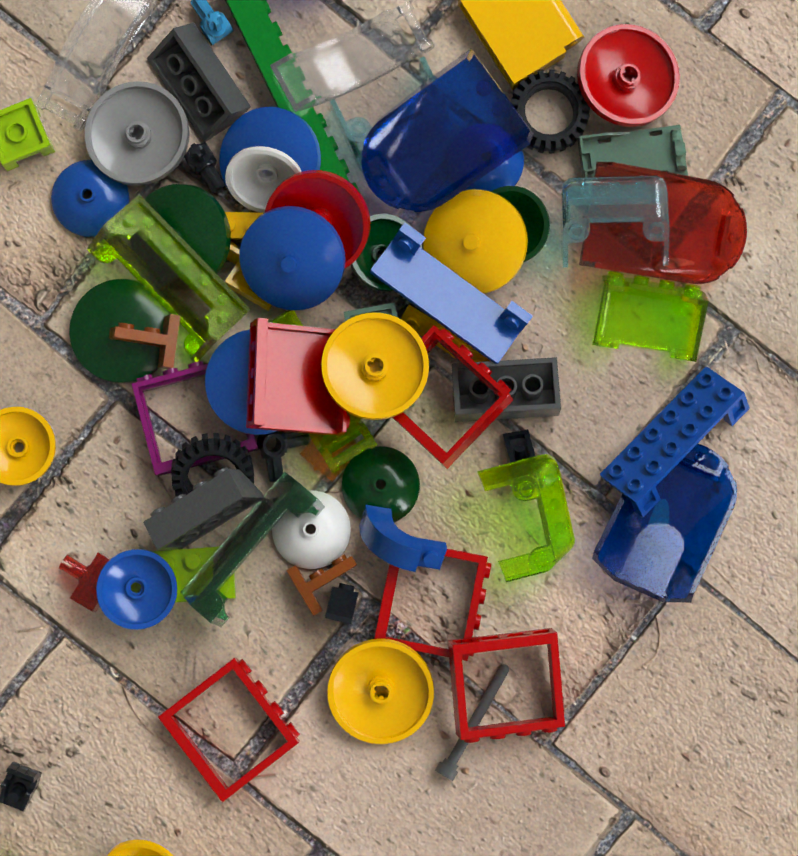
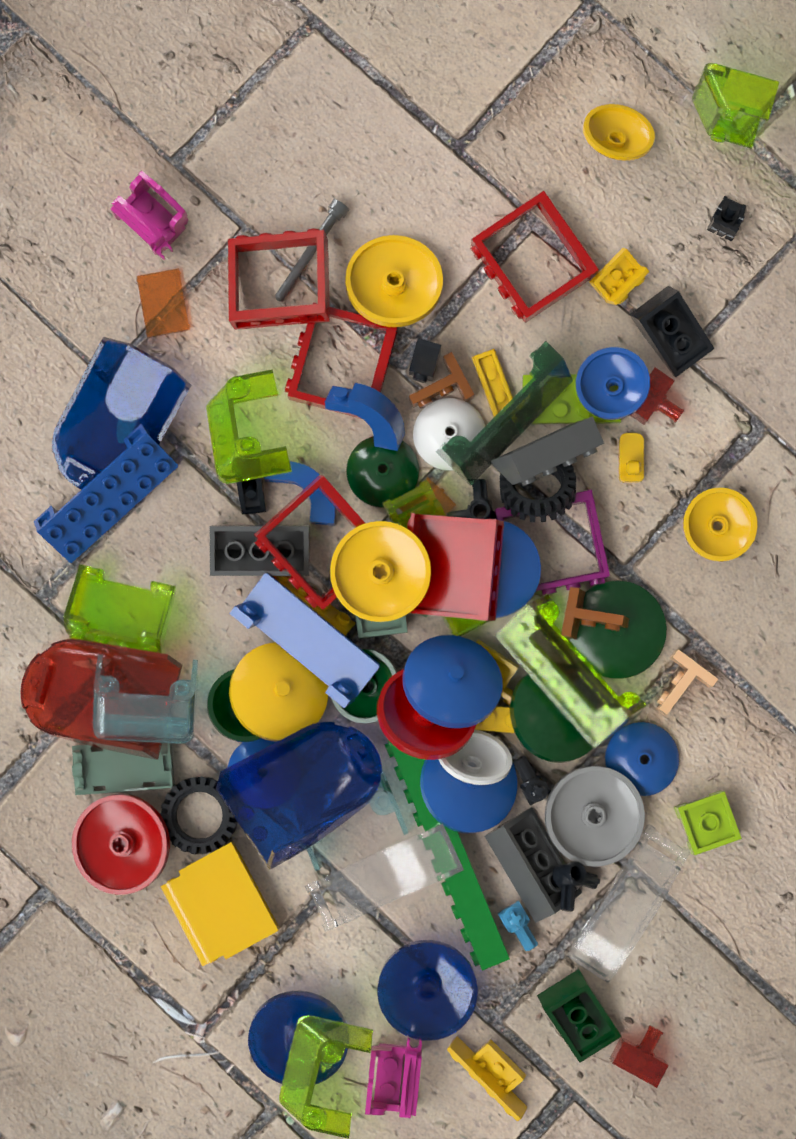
camera: 170 degrees left, 0 degrees up
(50, 278) = (683, 680): none -> light nougat bracket
(75, 656) = (672, 330): none -> black slope
(114, 515) = (631, 458): none -> yellow piece
(135, 711) = (619, 277): none -> yellow bracket
(157, 69) = (572, 877): none -> black axle
(265, 586) = (492, 380): none -> yellow tile
(461, 470) = (322, 510): none -> blue arch
(630, 654) = (163, 303): none -> clear orange piece
(648, 750) = (148, 216): none -> dark pink animal

